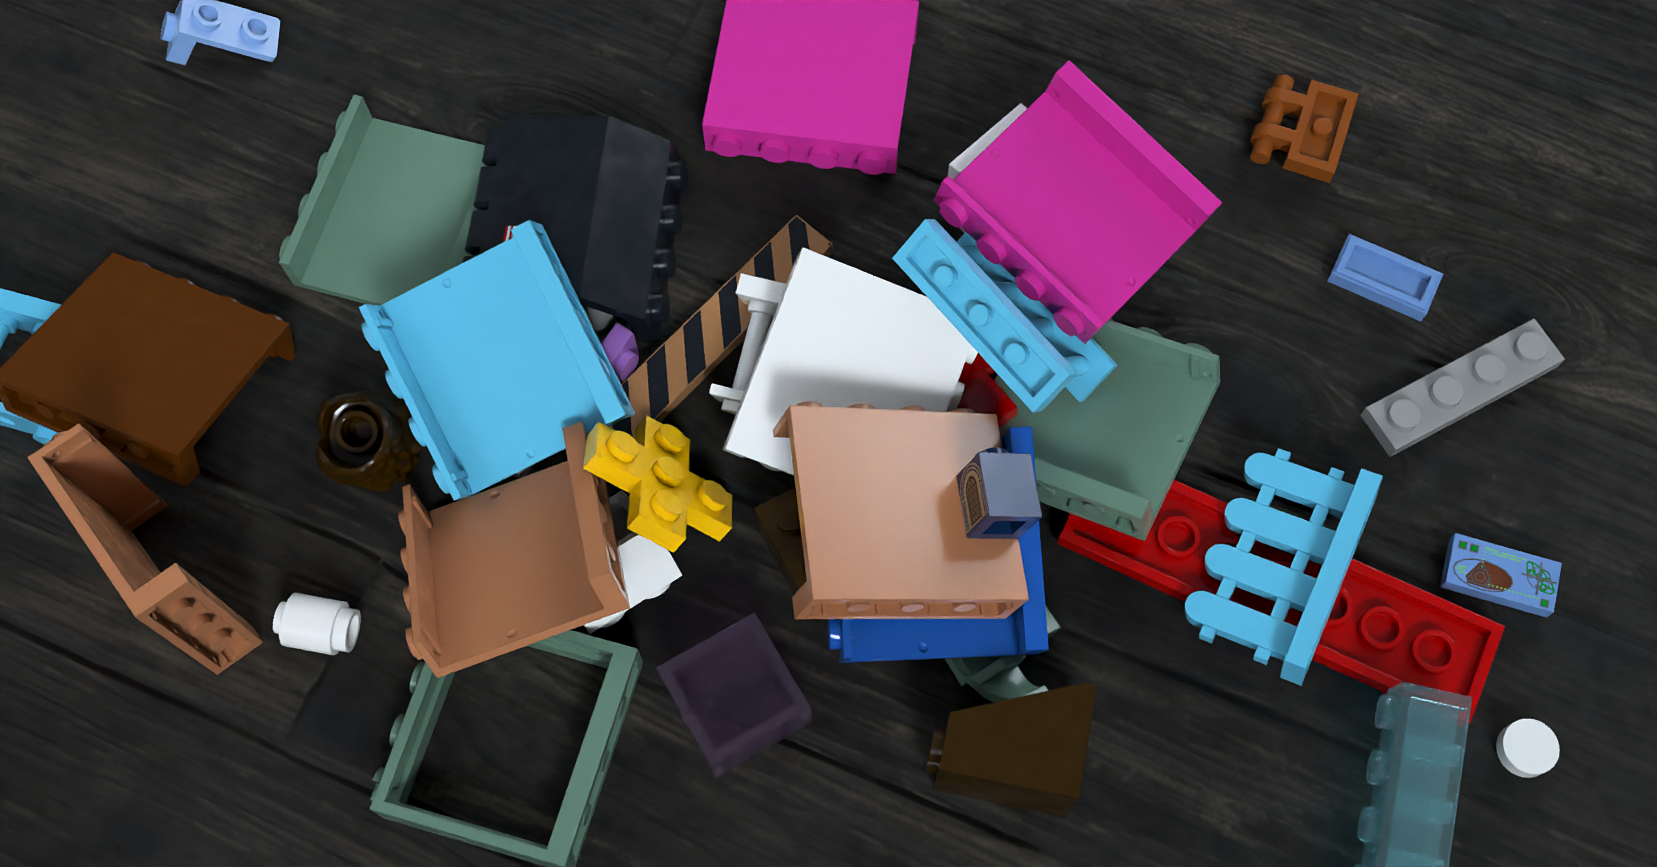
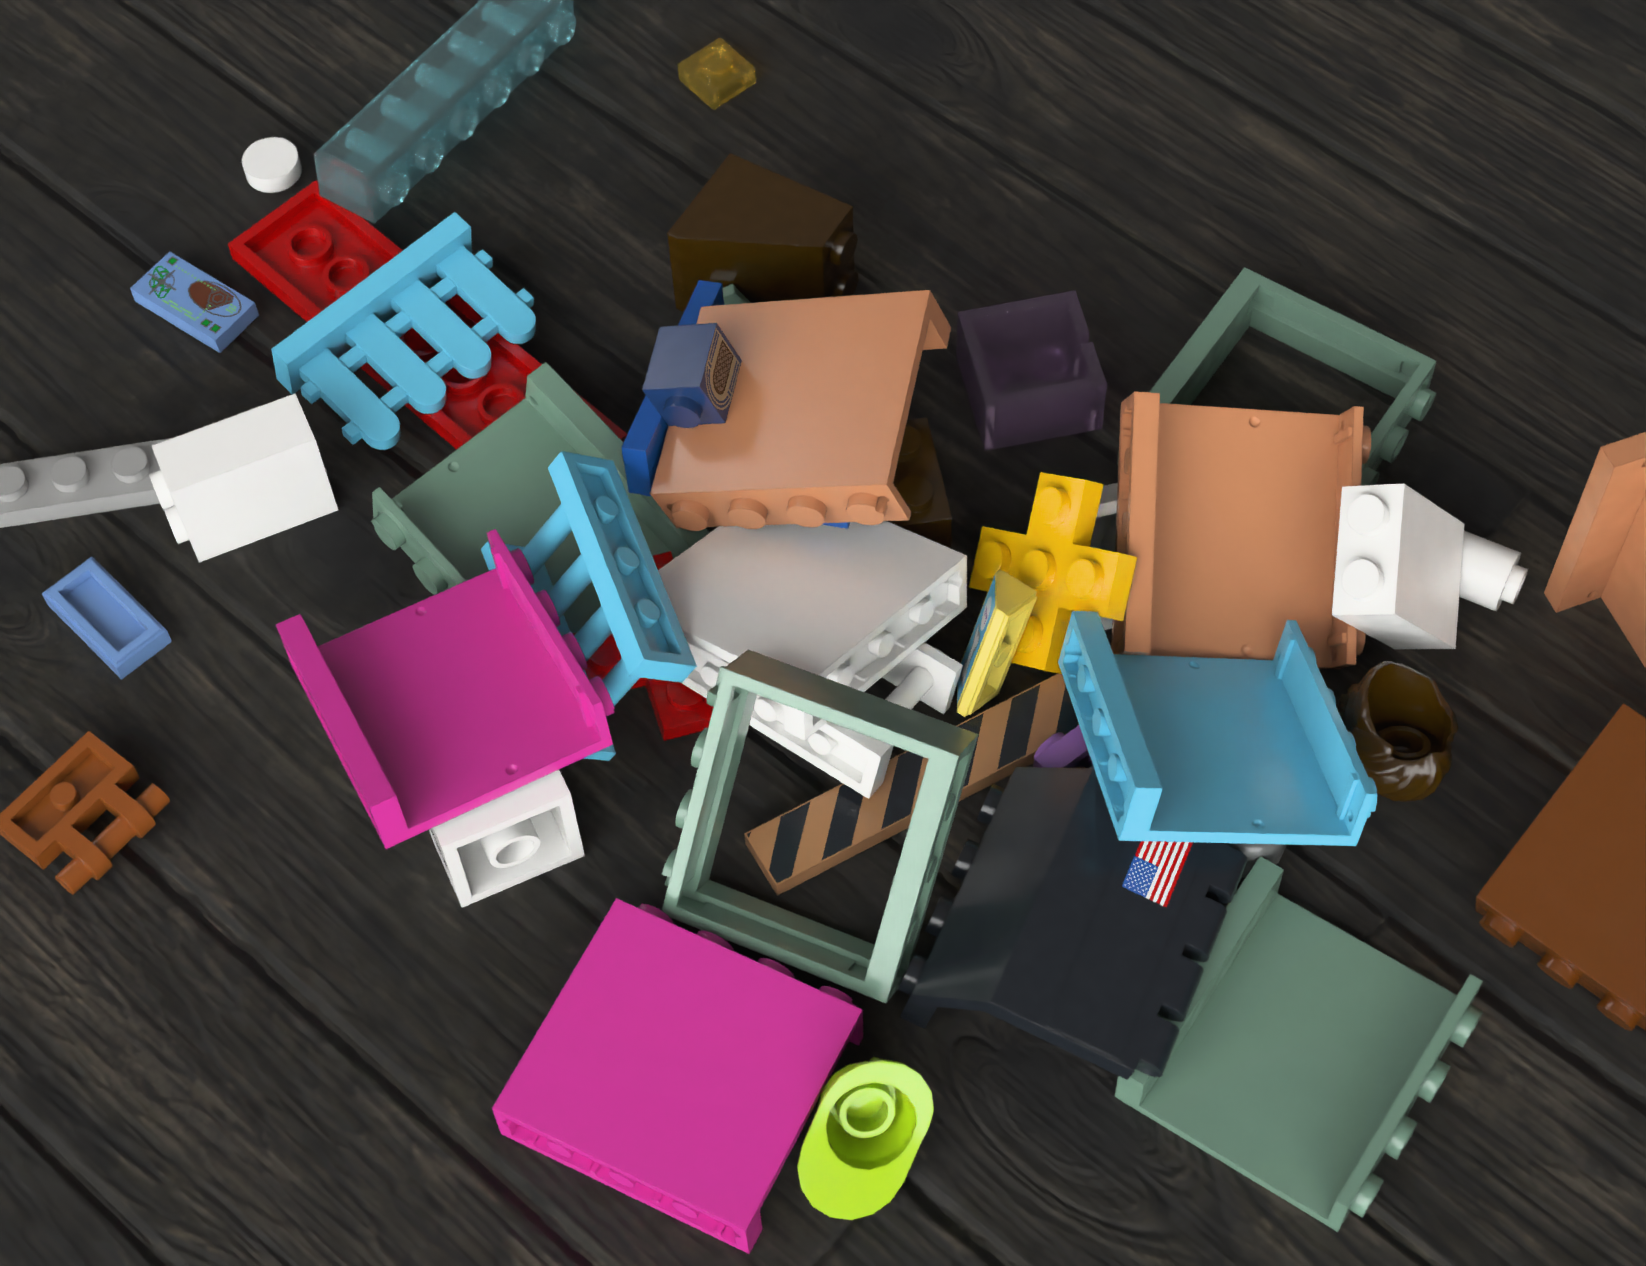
camera: 160 degrees left, 10 degrees down
(373, 550) = (1398, 567): none -> white brick
(681, 71) = (864, 1137): none -> lime piece
(690, 411) = (993, 641): none -> light yellow slope
(766, 201) = (771, 929): none -> sand green window
(1340, 381) = (242, 478): none -> white brick

